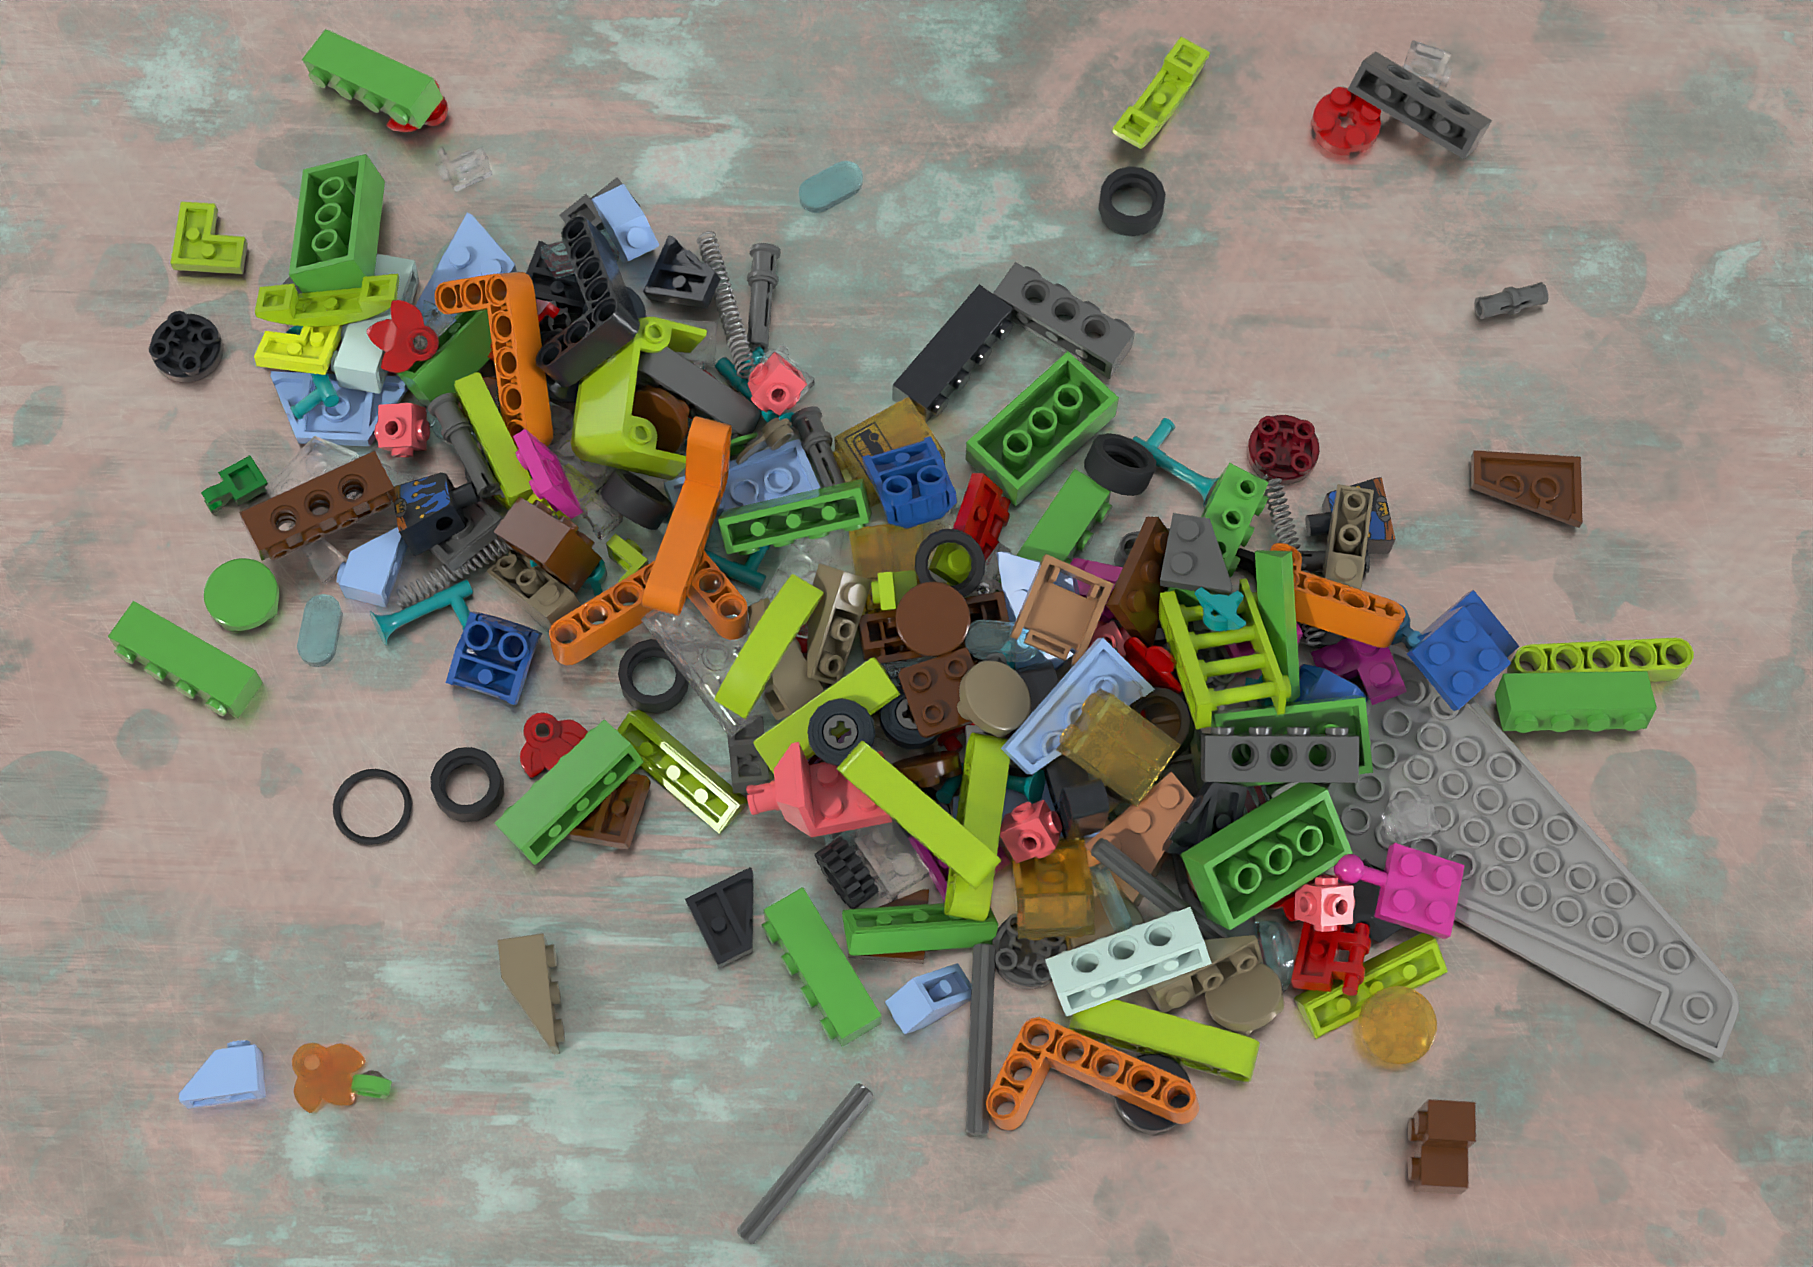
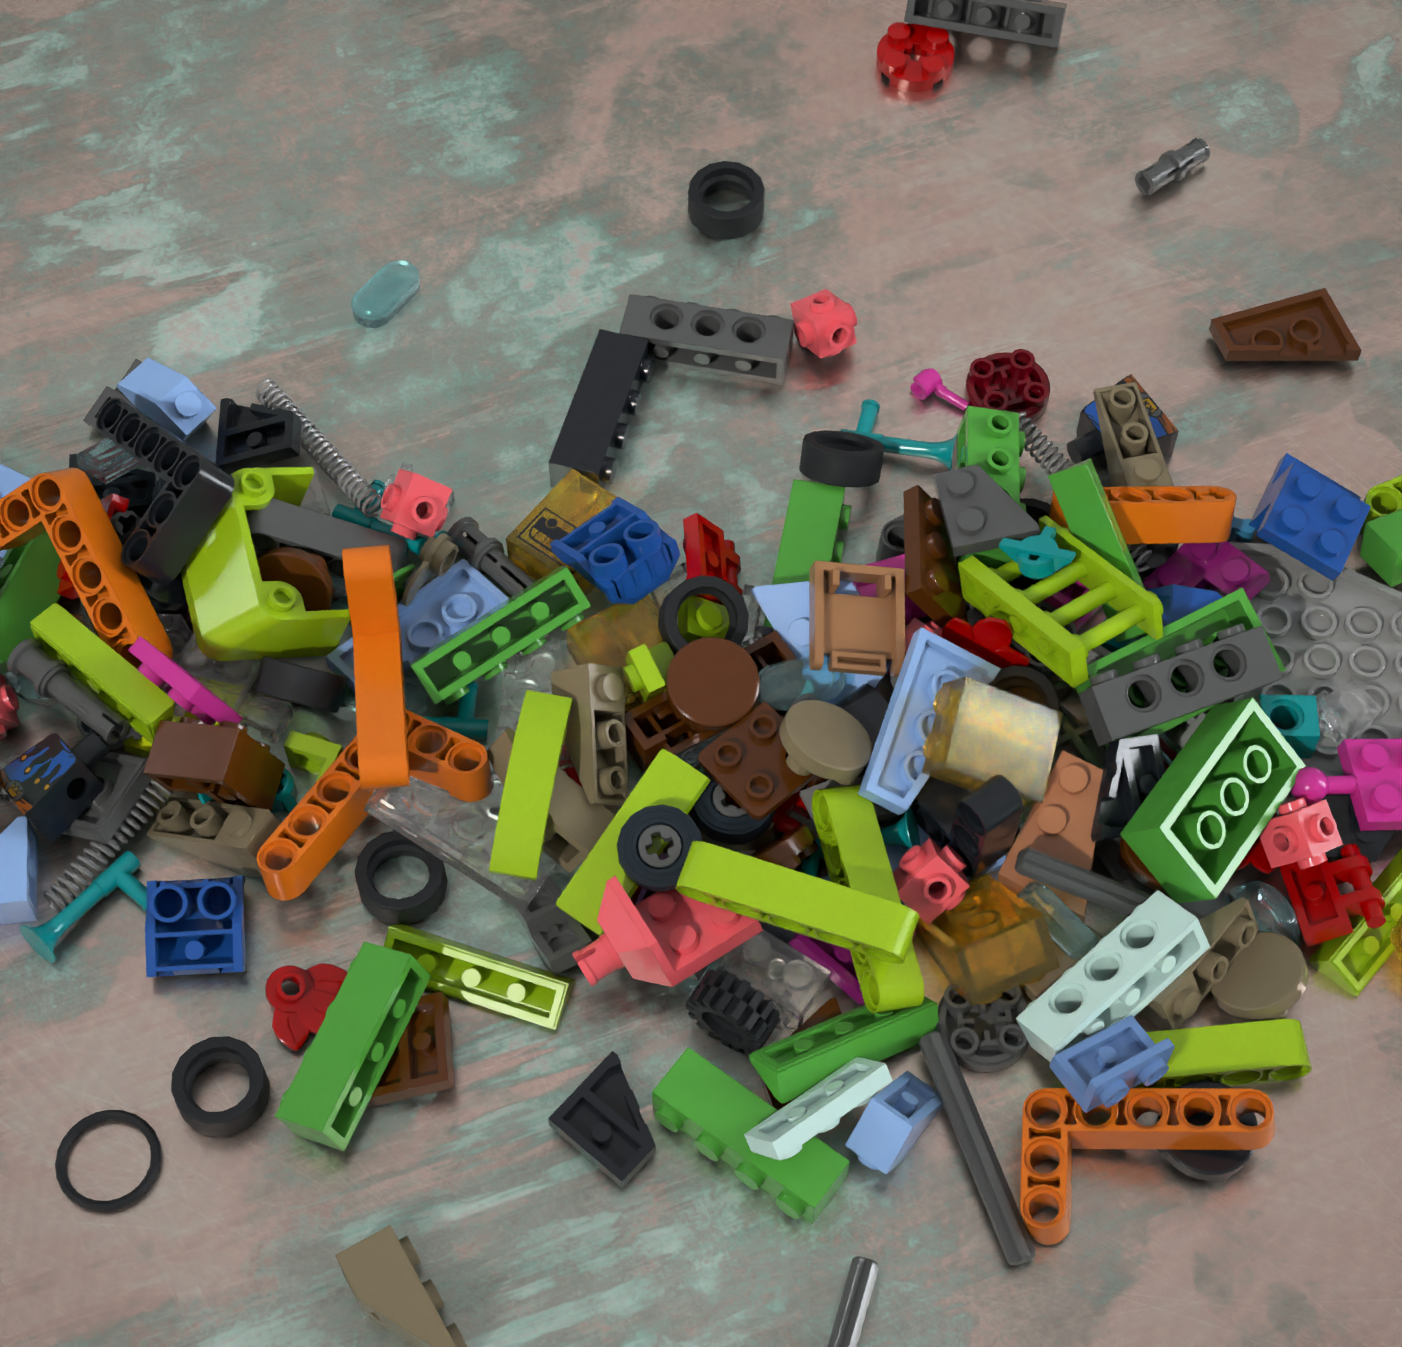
camera: 20 degrees left, 10 degrees down
(762, 282) = (350, 412): dark grey pin -> none
(873, 970) = (818, 1108): none -> light aqua plate
(1041, 428) = (737, 450): bright green brick -> none
(1095, 1021) = (1111, 1064): none -> medium blue bracket
(1159, 341) = (824, 323): none -> coral brick
(1163, 94) = (711, 87): lime slope -> none
(1223, 420) = (930, 382): none -> dark pink hand
(1371, 807) = (1297, 714): none -> teal brick

